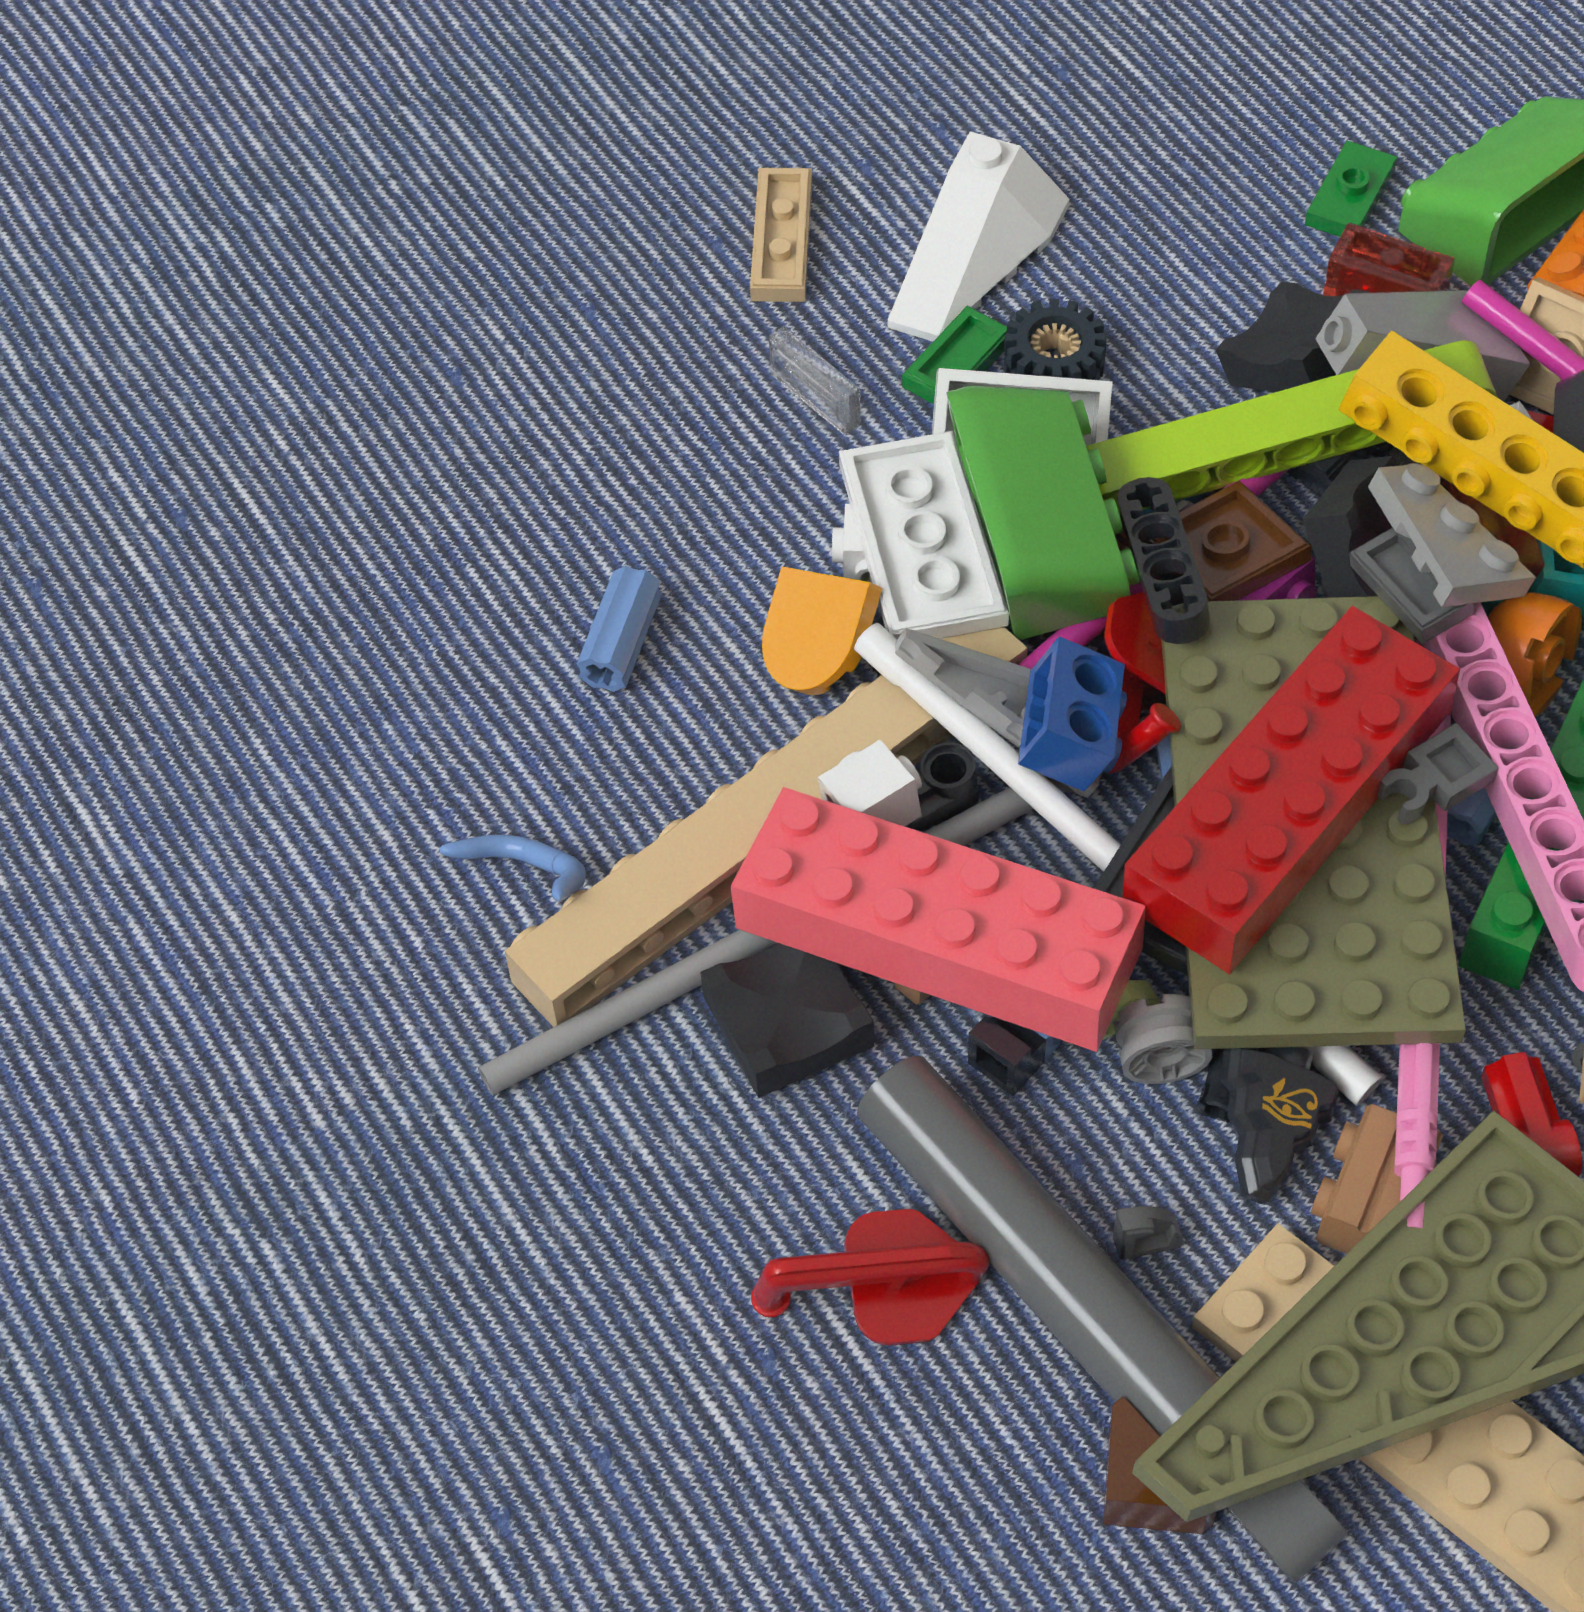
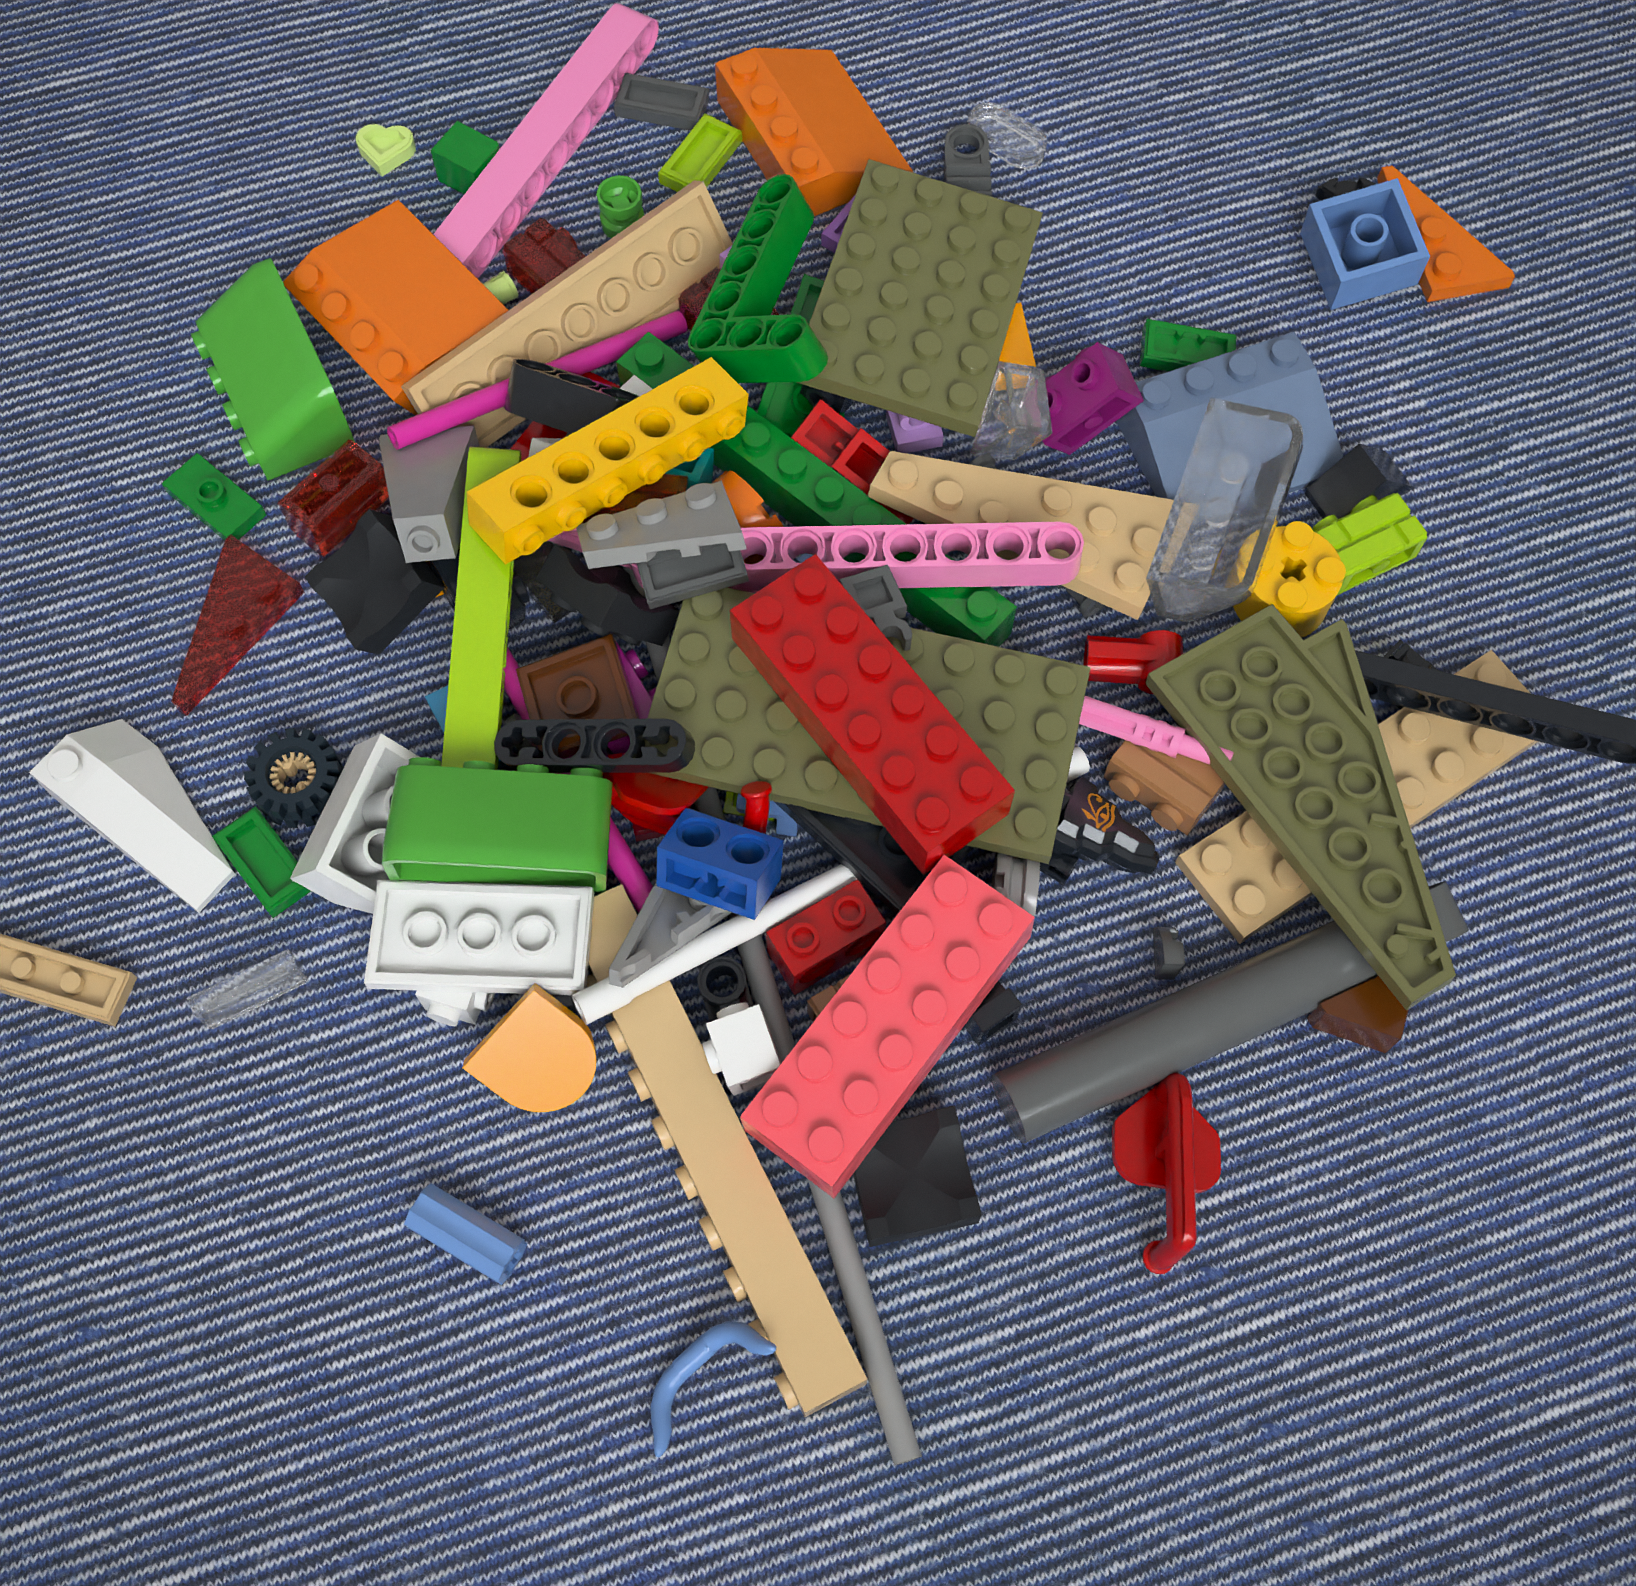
camera: 80 degrees left, 10 degrees up
(1030, 837) = (825, 936): none -> red brick
(1230, 252) = (238, 611): none -> clear red wing

